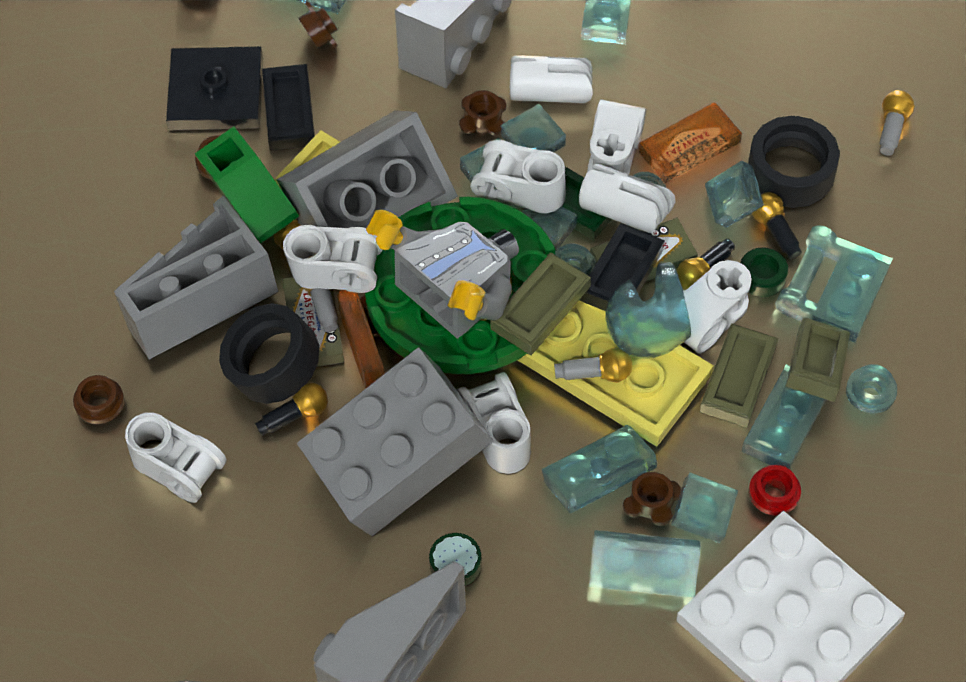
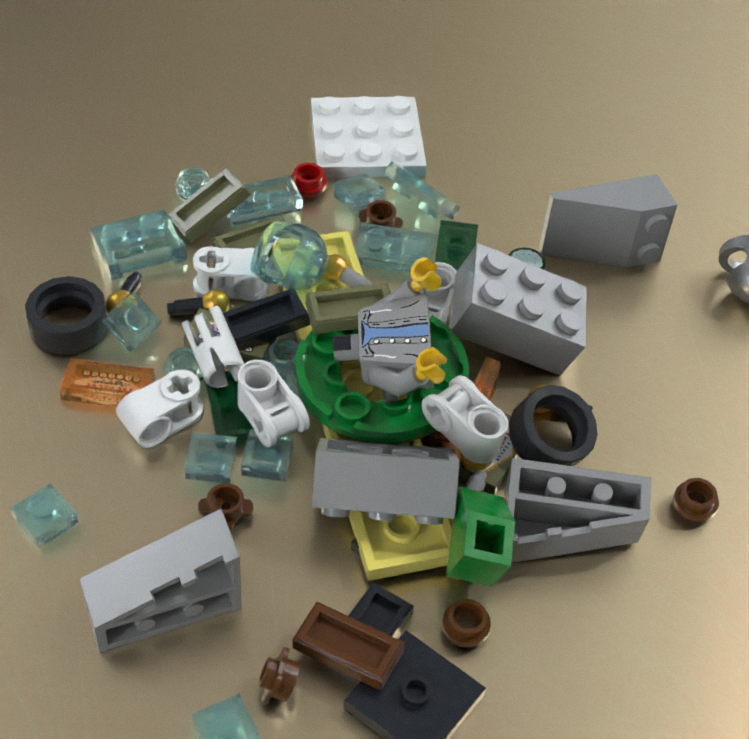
camera: 145 degrees left, 10 degrees down
(179, 461) = (668, 423): white piece -> none
(287, 71) = (348, 645): none -> reddish brown tile
(539, 519) = (455, 242): none -> clear green plate
(550, 79) = (154, 490): white arm -> none
(767, 271) = (169, 281): dark green tile -> none

